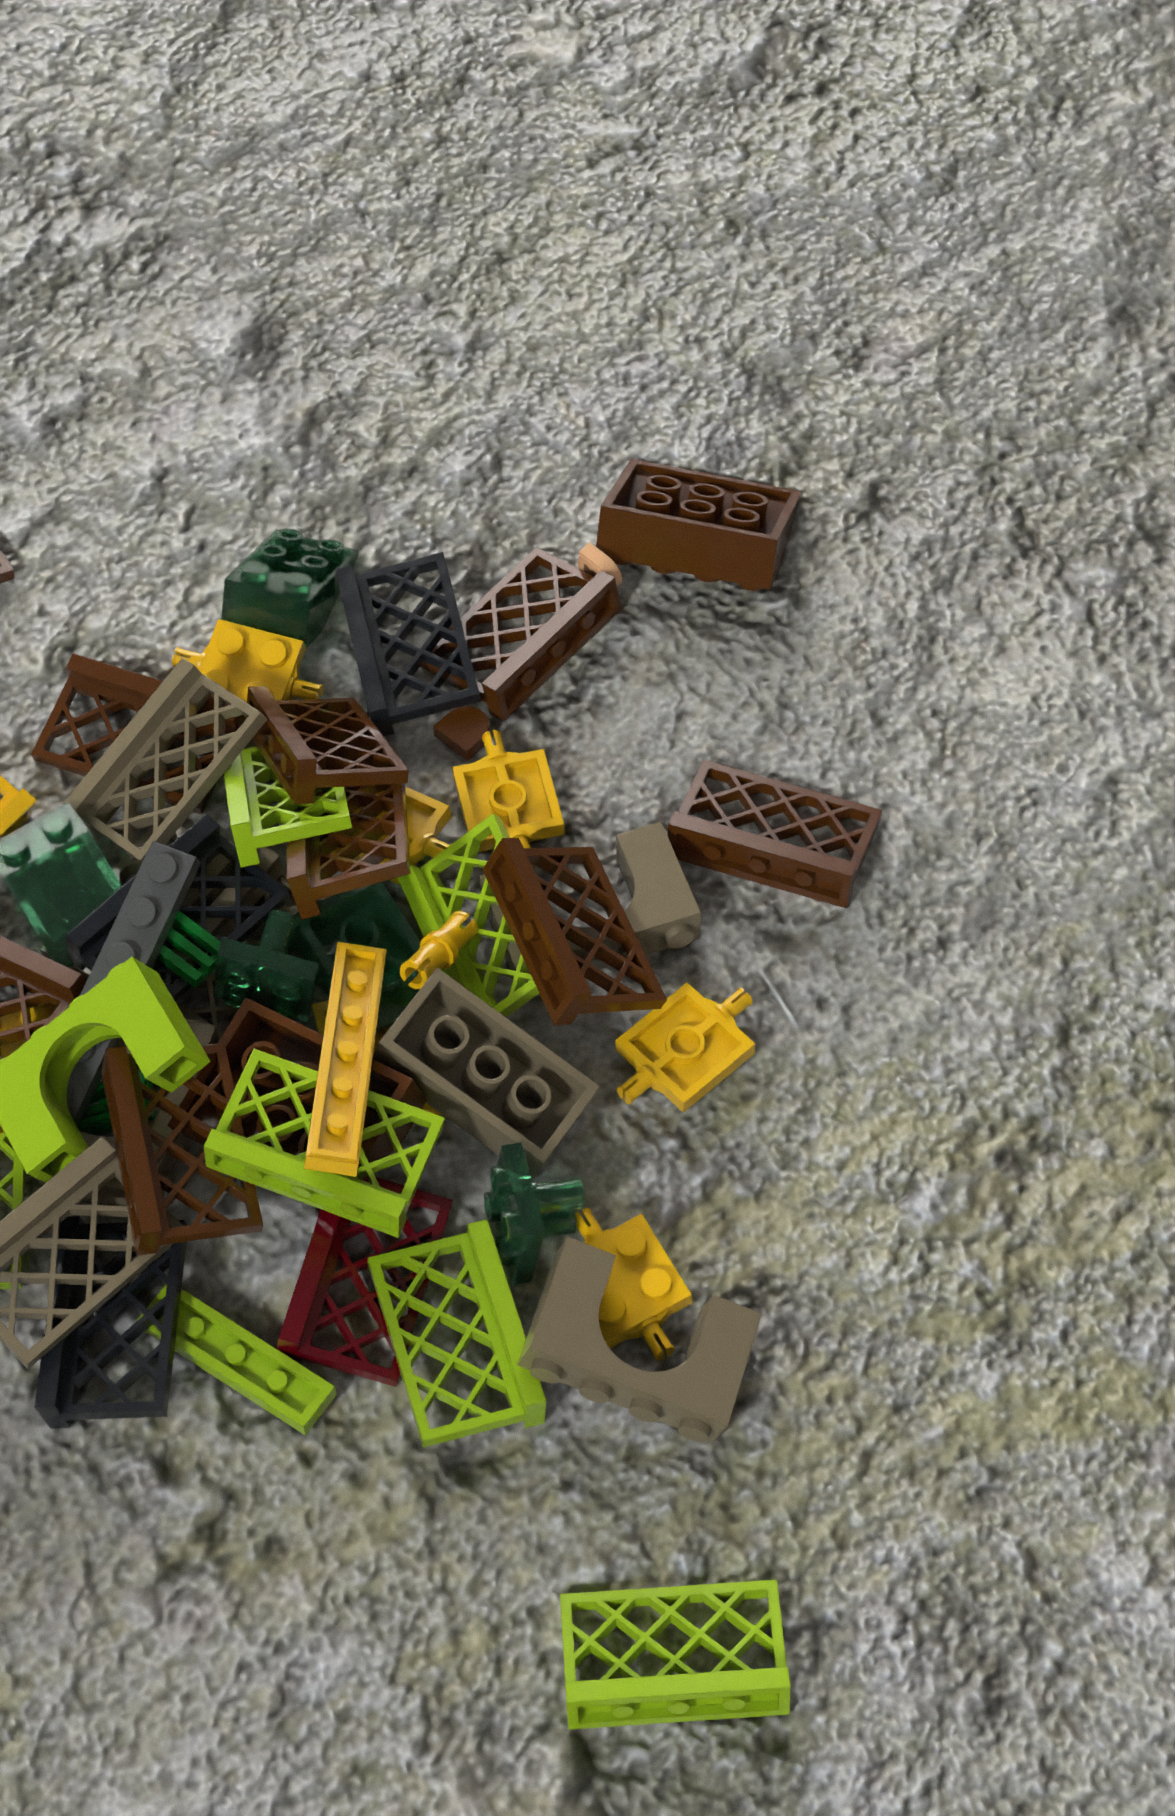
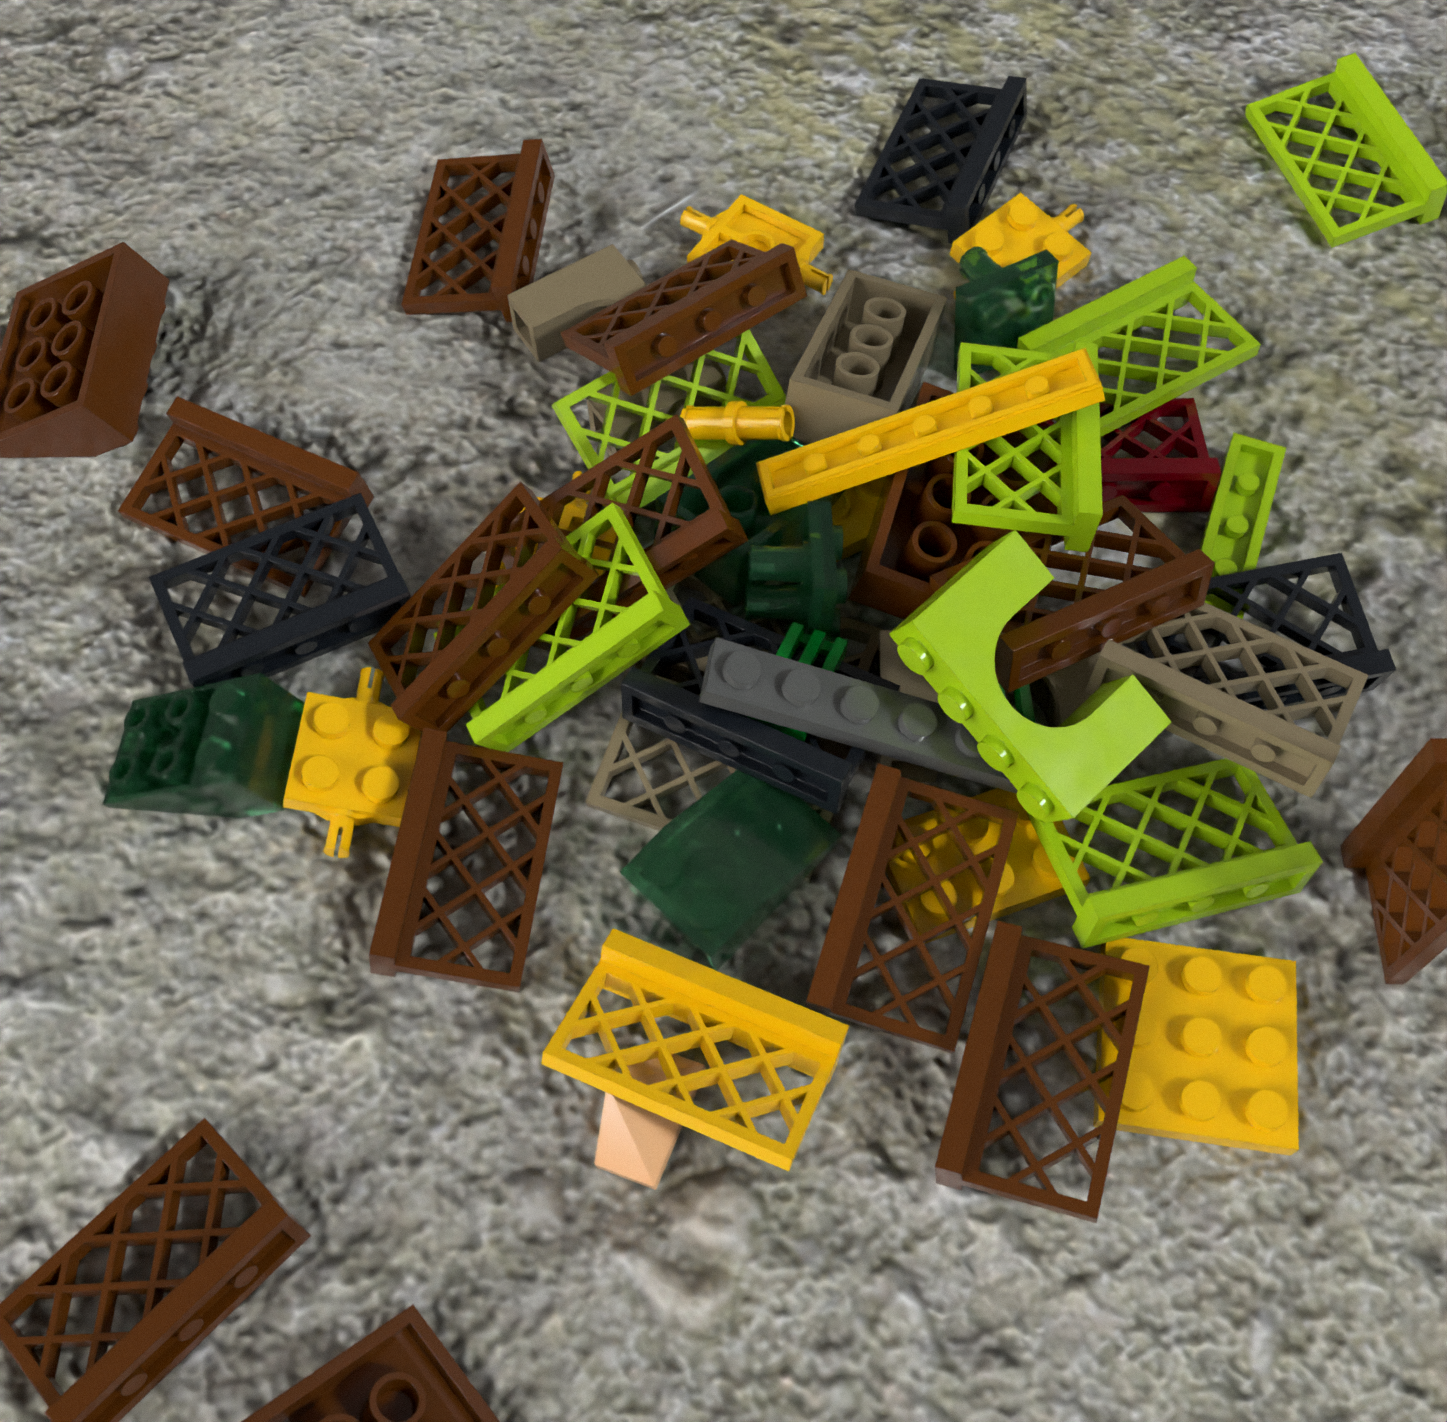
camera: 105 degrees left, 5 degrees up
(144, 747) = (510, 814): dark tan fence -> none
(463, 730) = (401, 521): reddish brown tile -> none
(511, 787) = (487, 453): yellow plate -> none
(570, 1349) = (1114, 238): dark tan arch -> none
(594, 560) = (147, 434): light nougat tile -> none
(753, 1275) = (978, 160): none -> black fence

